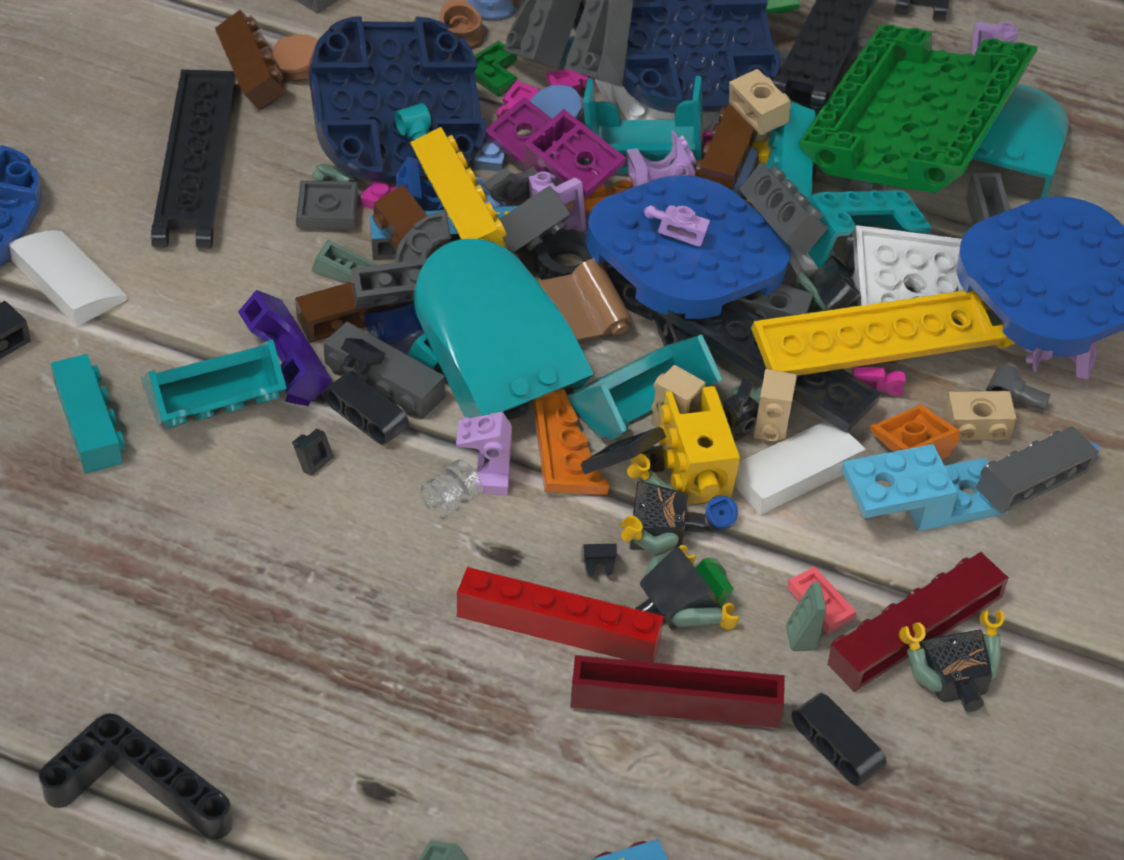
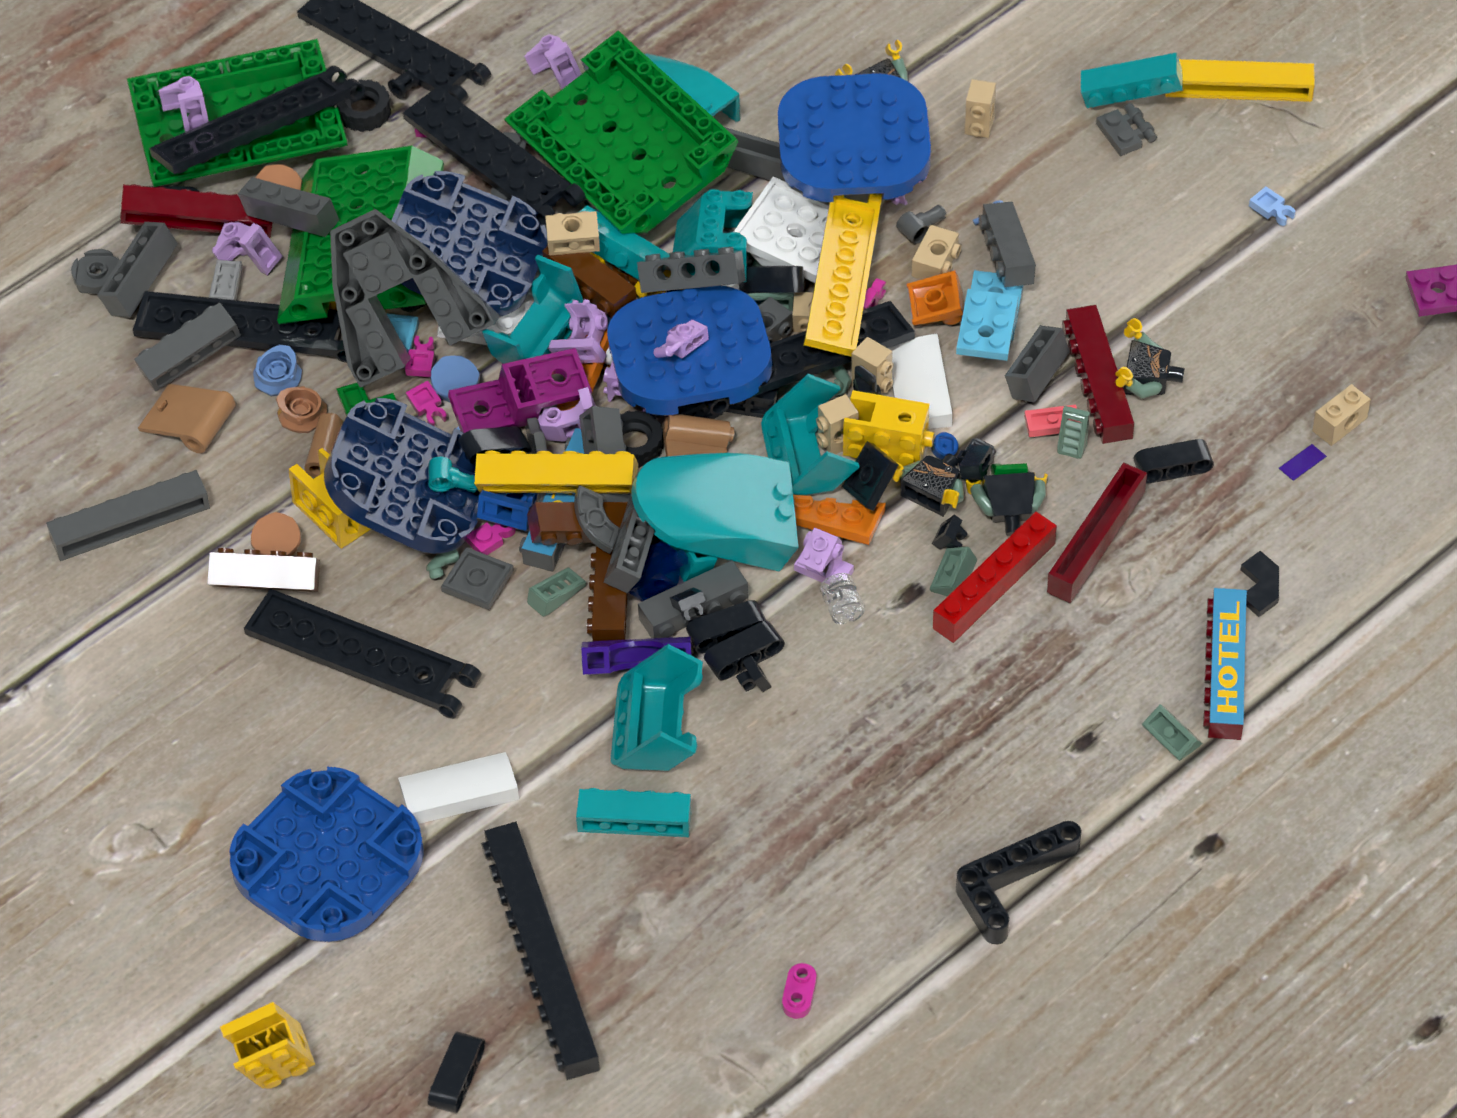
camera: 60 degrees left, 5 degrees up
(345, 432) = (757, 641): none -> black beam
(482, 150) = (493, 439): none -> black beam
(561, 577) = (953, 570): none -> sand green slope
(717, 543) = (975, 459): none -> black piece
(886, 553) = (1037, 363): none -> dark grey brick

